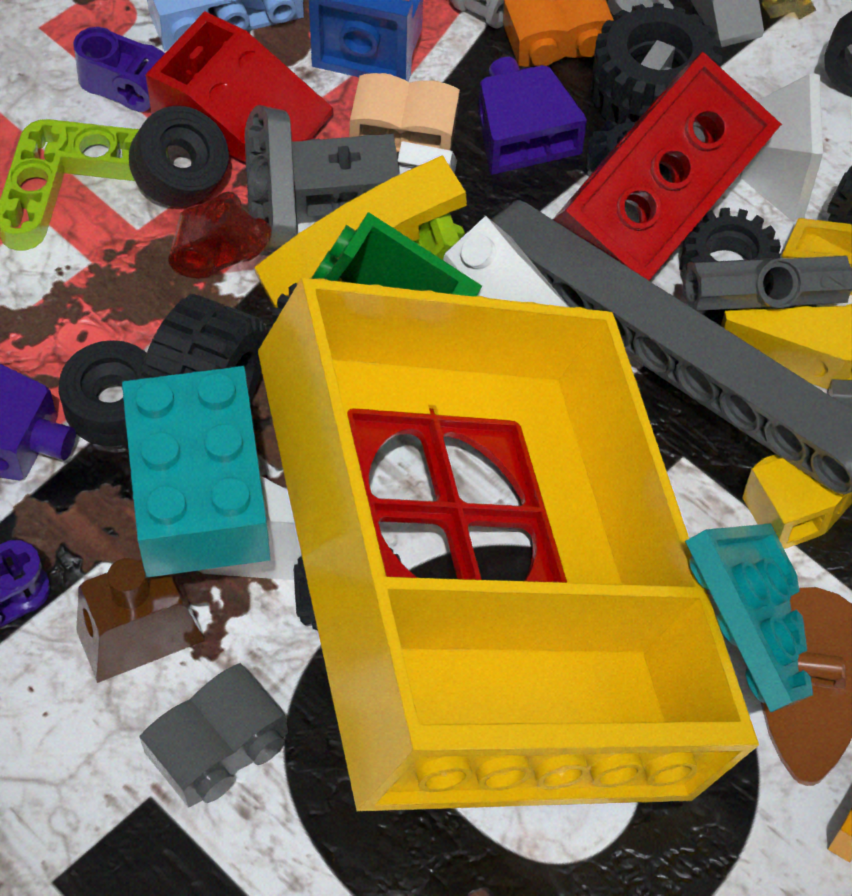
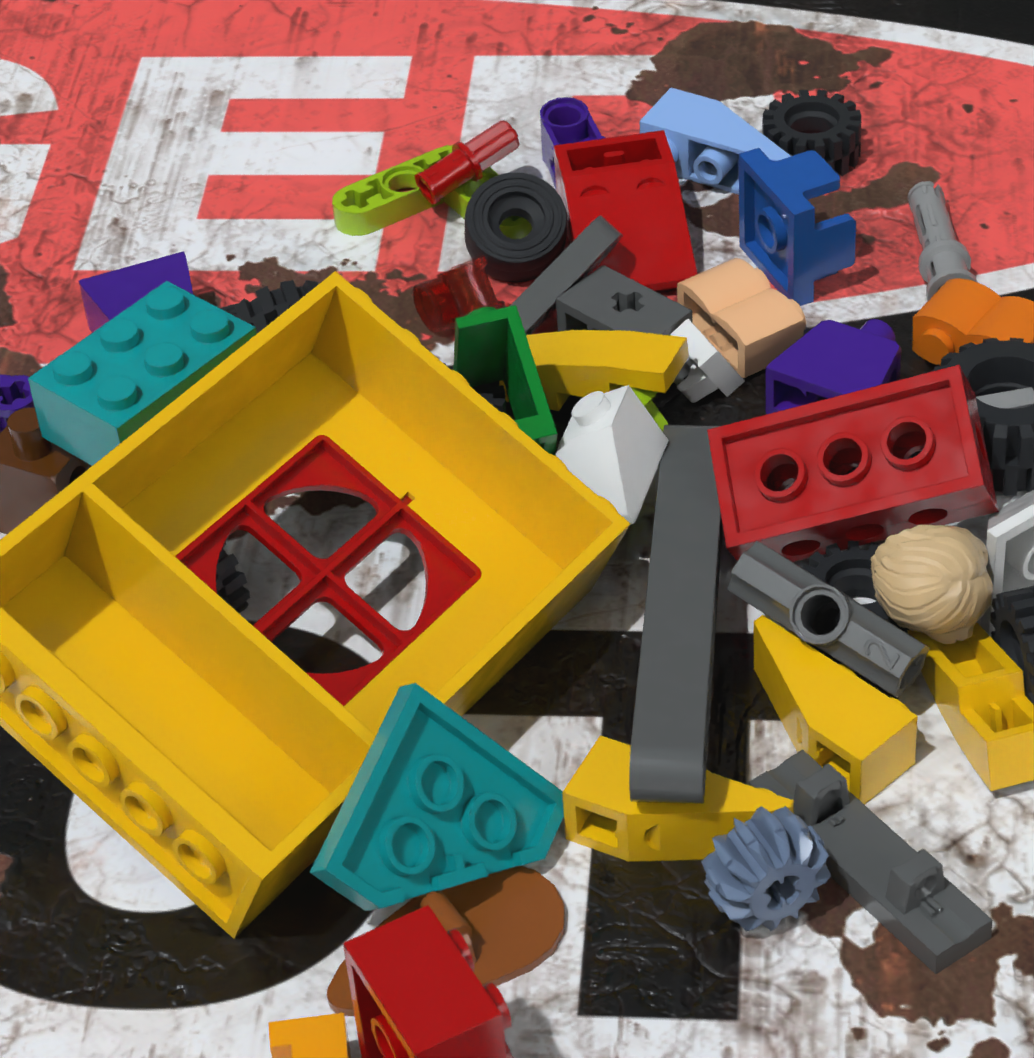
camera: 55 degrees right, 15 degrees down
(77, 131) = (467, 161): none -> red axle
(810, 211) = (933, 580): none -> tan hair

